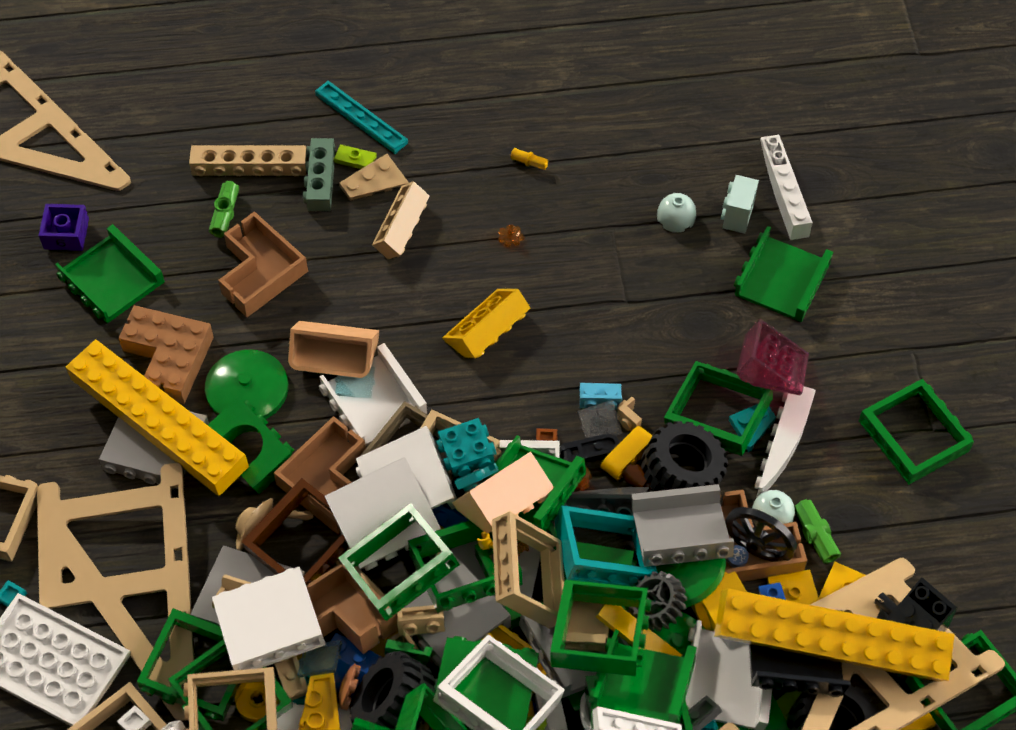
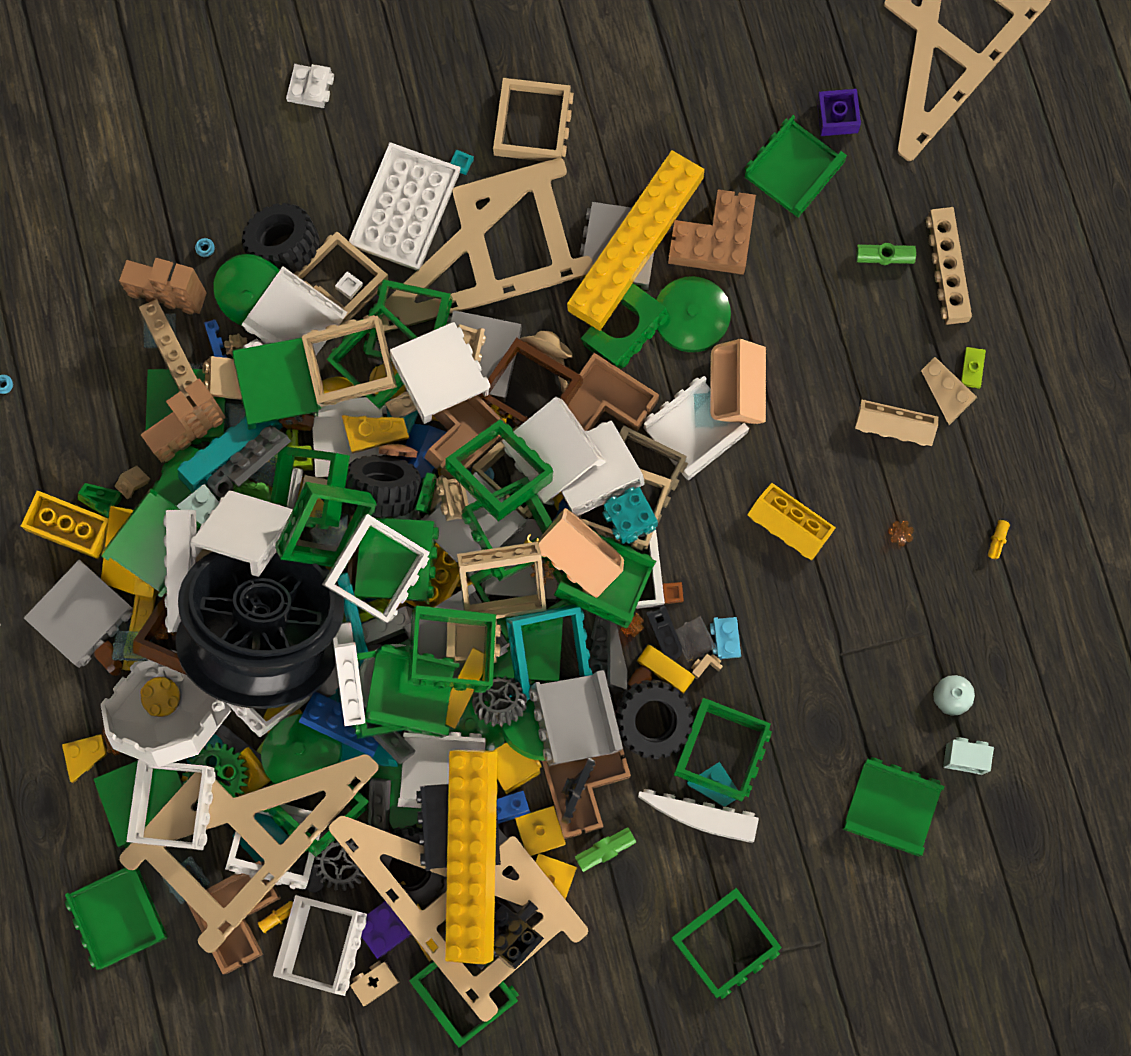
camera: 85 degrees right, 20 degrees up
(266, 265) = (819, 308): medium nougat piece -> none
(320, 174) = (915, 345): sand green brick -> none
(320, 660) = (415, 427): clear light blue piece -> none
(361, 117) = (1027, 365): teal tile -> none
(470, 480) = (596, 524): teal wing -> none
(740, 557) = (567, 772): medium blue tile -> none
(772, 360) = (777, 798): clear pink slope -> none
(775, 504) = (621, 808): light aqua cylinder -> none
(786, 188) = (1004, 803): white slope -> none

